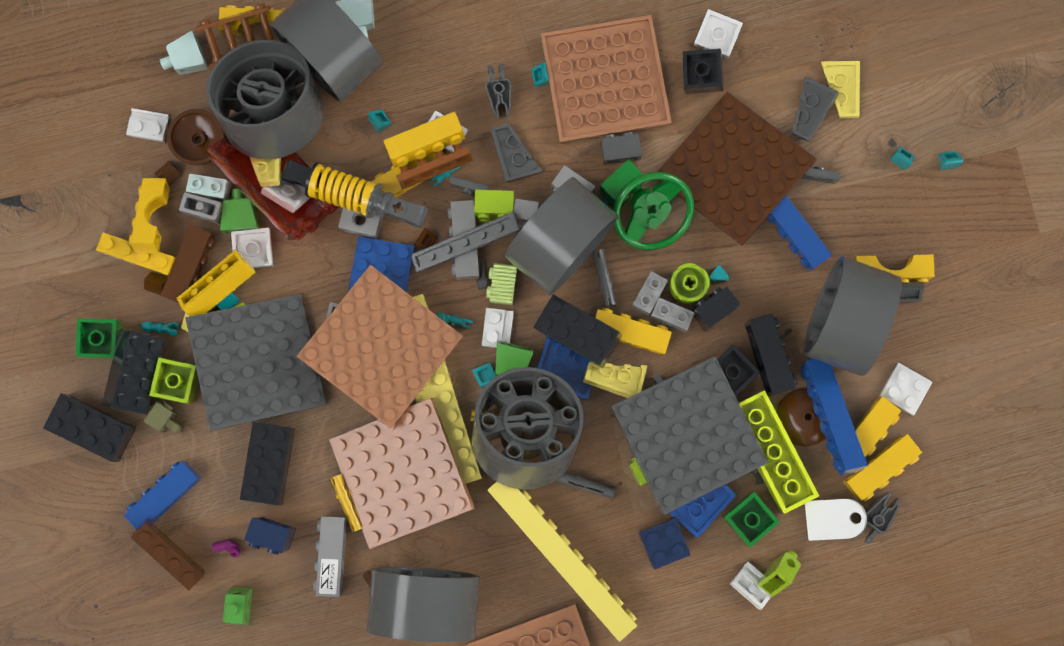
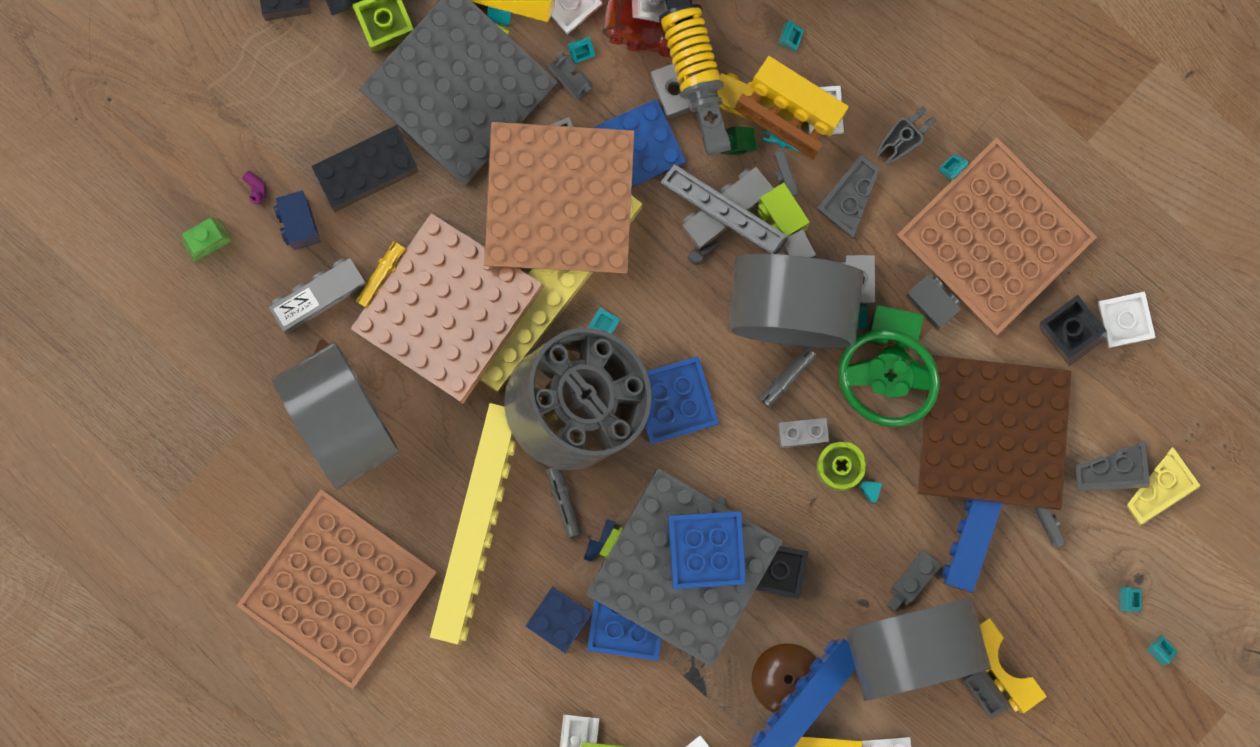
camera: 50 degrees right, 0 degrees up
(162, 417) = (339, 32): olive brick -> none
(163, 495) = (261, 88): blue brick -> none
(168, 554) = (210, 133): reddish brown brick -> none
(290, 263) = (581, 50): none -> teal slope
(312, 282) = (576, 84): none -> dark grey hinge
(425, 239) = (700, 168): reddish brown slope -> none
(426, 198) = (741, 140): none -> dark green brick
(454, 320) = (638, 254): teal piece -> none
(497, 327) = (660, 304): white plate -> none
(503, 284) = (709, 277): yellowish green brick -> none
(511, 356) = (641, 337): bright green torso -> none
(578, 331) = (712, 385): black brick -> none
(621, 380) = (691, 458): light yellow wing -> none
(630, 485) = (595, 547): none -> dark blue slope
(637, 333) = (750, 441): yellow brick -> none
(672, 315) = (797, 471): light grey brick -> none
(689, 411) = (706, 550): none -> blue plate
(716, 308) = (833, 509): black brick -> none
(750, 519) = (643, 690): green brick -> none
(770, 355) = (824, 597): black brick -> none
(784, 472) = (719, 687): neon yellow brick -> none
(795, 289) = (913, 580): none -> dark grey hinge

